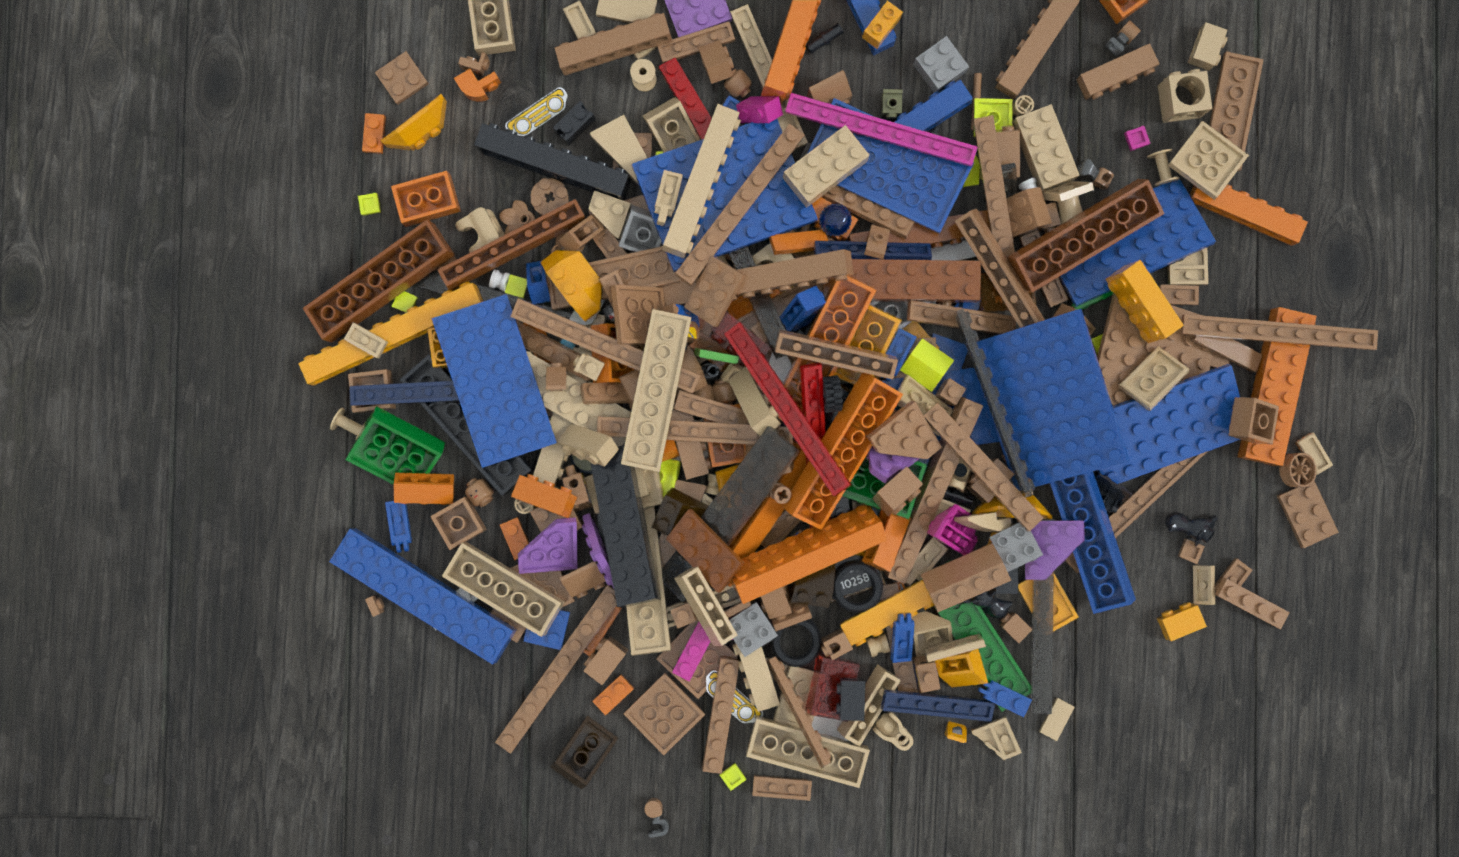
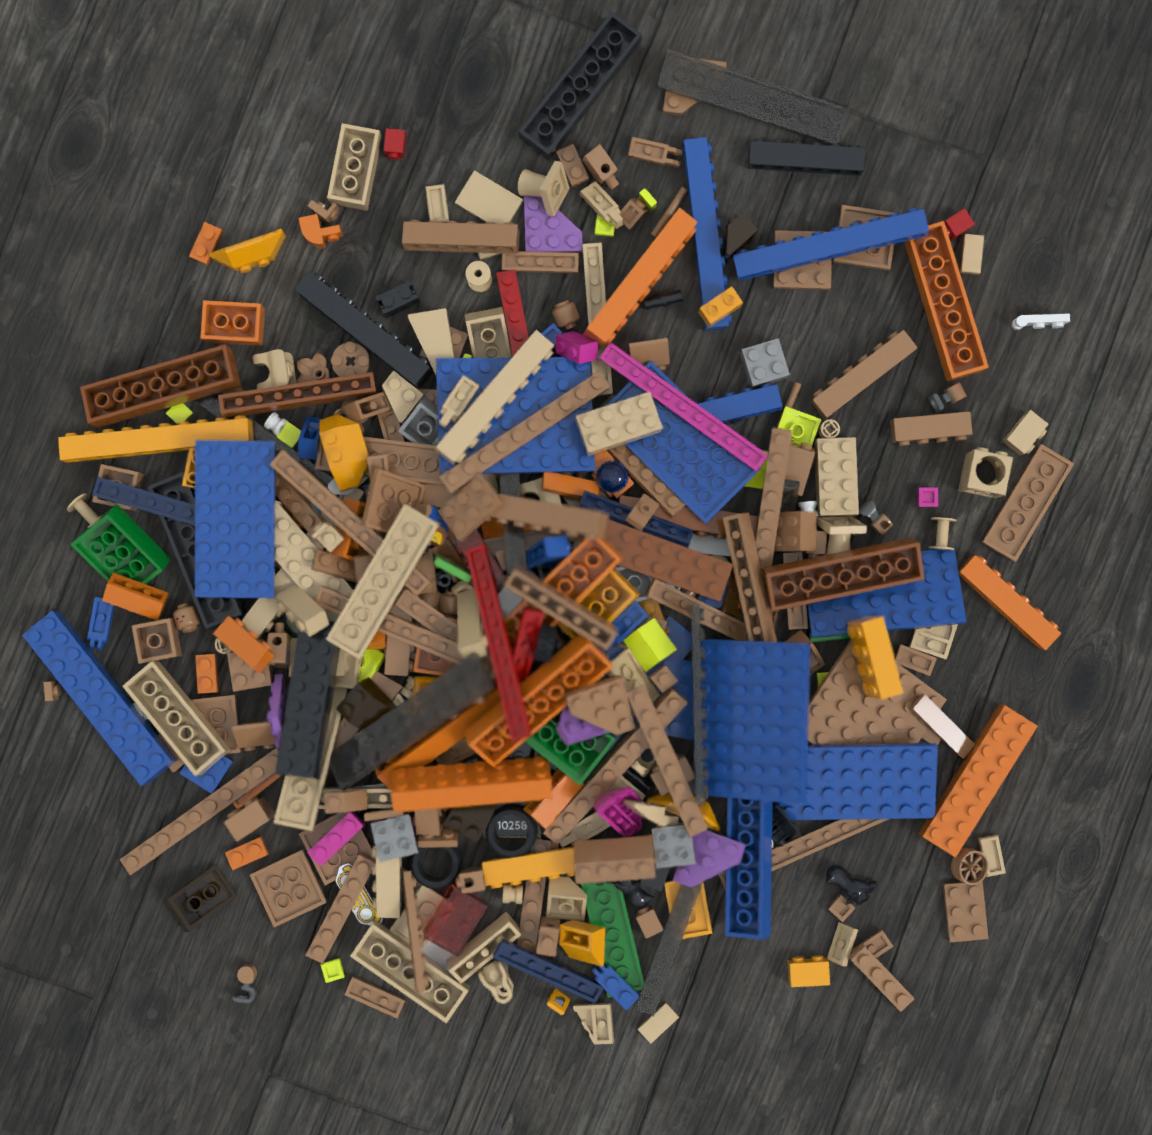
camera: 20 degrees right, 0 degrees up
(366, 340) = (128, 438): tan plate -> none
(369, 204) = (178, 309): neon yellow tile -> none
(401, 78) = (250, 200): medium nougat plate -> none
(538, 113) = (367, 277): sticker -> none
(552, 549) = (234, 696): medium lavender plate -> none
(556, 377) = (293, 536): medium nougat slope -> none
(705, 550) = (376, 749): dark orange plate -> none
(705, 606) = (358, 802): tan brick -> none
(716, 61) = (552, 287): medium nougat brick -> none
(780, 498) = (465, 724): medium nougat bush -> none
(851, 699) = (467, 936): black brick -> none
(891, 95) = (711, 378): olive brick -> none
(898, 490) = (577, 756): medium nougat brick -> none
(902, 638) = (536, 896): blue hinge -> none
(954, 647) = (582, 922): tan tile -> none
(1154, 378) = (859, 732): tan tile -> none
(1208, 160) = (986, 542): tan plate -> none
(1253, 420) = (940, 805): medium nougat brick -> none
(1279, 332) = (995, 729): medium nougat plate -> none

